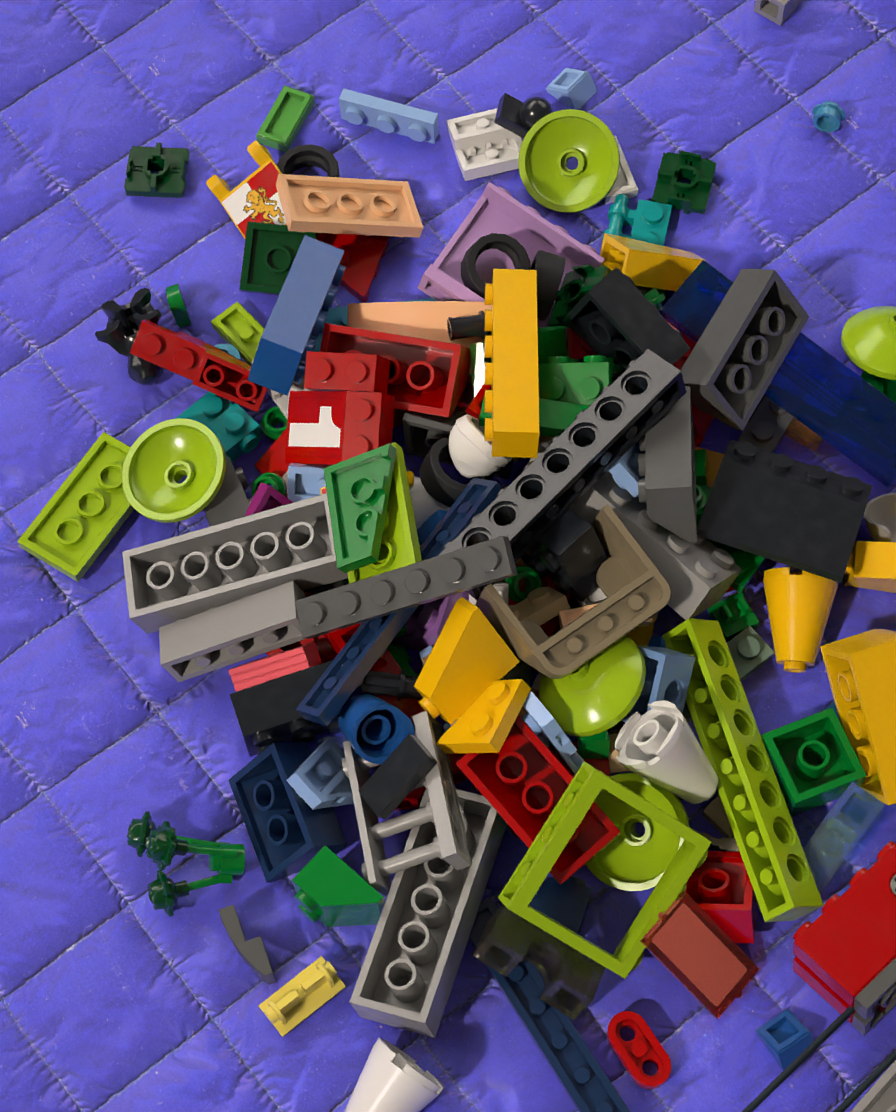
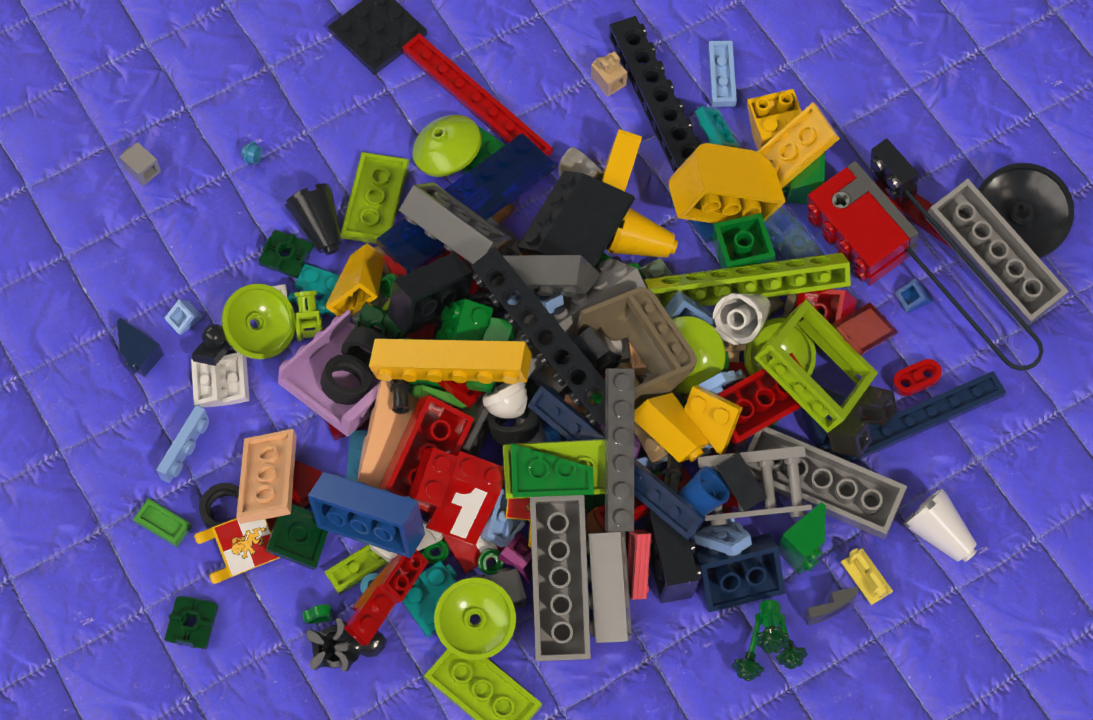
camera: 85 degrees left, 0 degrees up
(512, 42) = (137, 349): none -> dark blue slope
(589, 218) = (307, 318): none -> lime connector
(740, 202) = (317, 217): none -> black cone
(813, 271) = (374, 197): none -> lime tile

